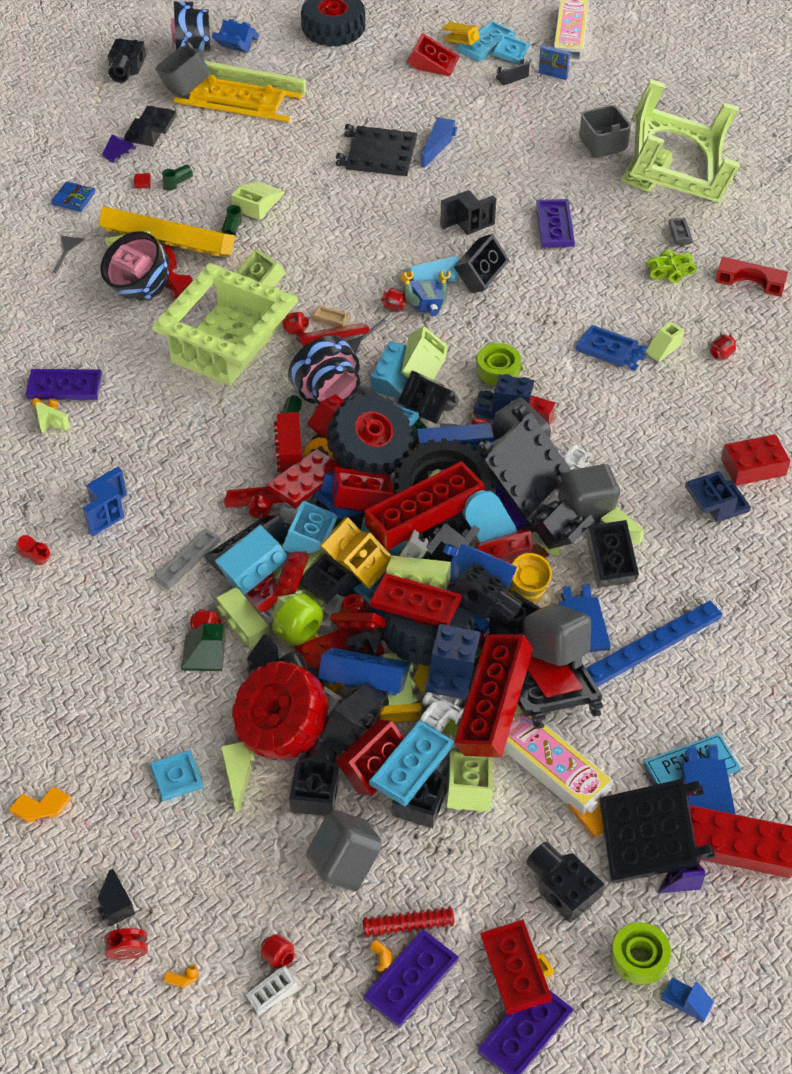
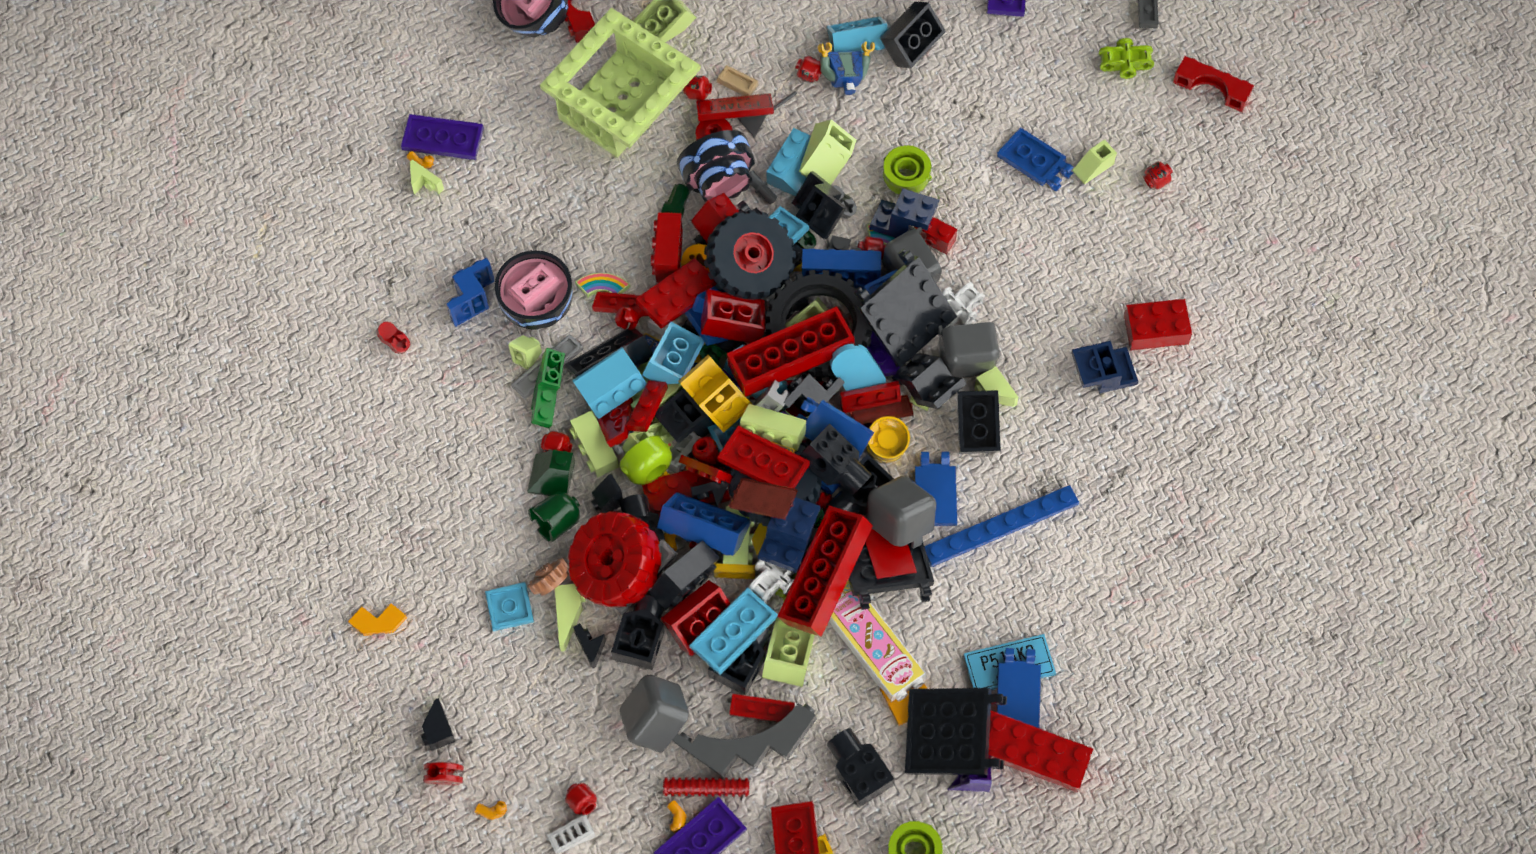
camera: 10 degrees right, 15 degrees up
(163, 546) = (525, 351): none -> yellowish green slope
(167, 490) = (534, 289): none -> bright pink piece
(189, 573) = (546, 388): none -> green slope
(212, 683) = (555, 515): none -> dark green cylinder
(214, 738) = (549, 577): none -> nougat gear
(220, 485) = (603, 283): none -> tile
(265, 801) = (591, 648): none -> black slope
(419, 885) = (722, 753): none -> dark grey arch
(423, 630) = (763, 498): none -> clear red piece
(452, 837) = (760, 708): none -> red plate

